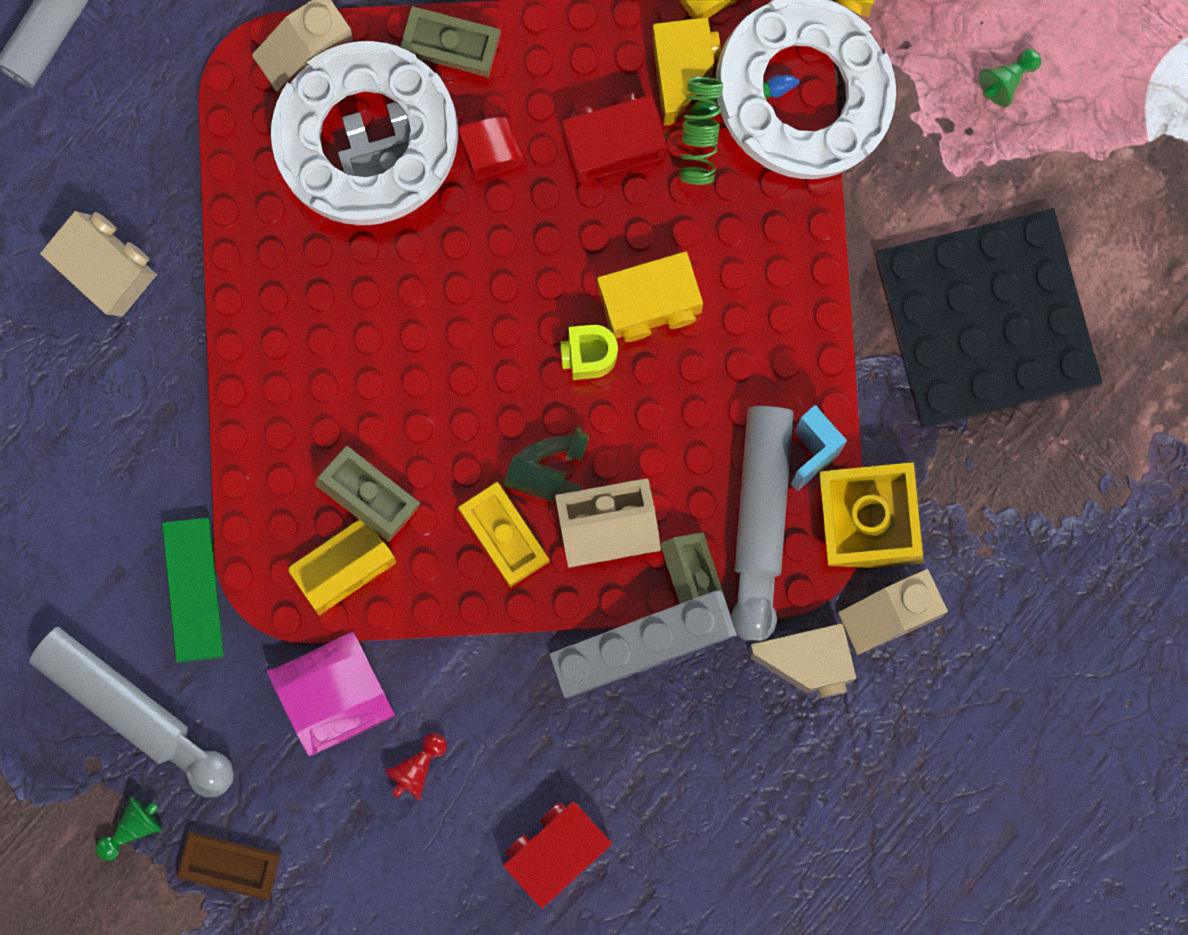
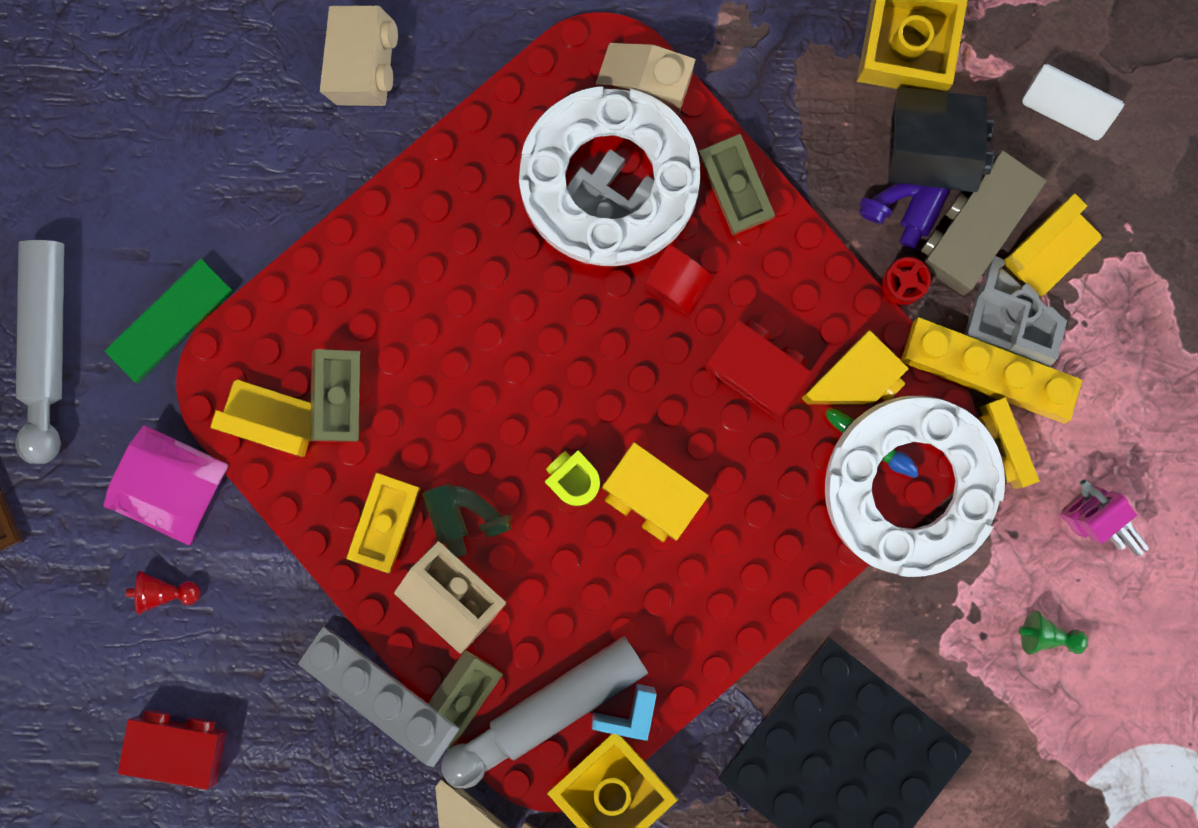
camera: 55 degrees right, 5 degrees up
(701, 130) = (815, 433): bright green piece -> none

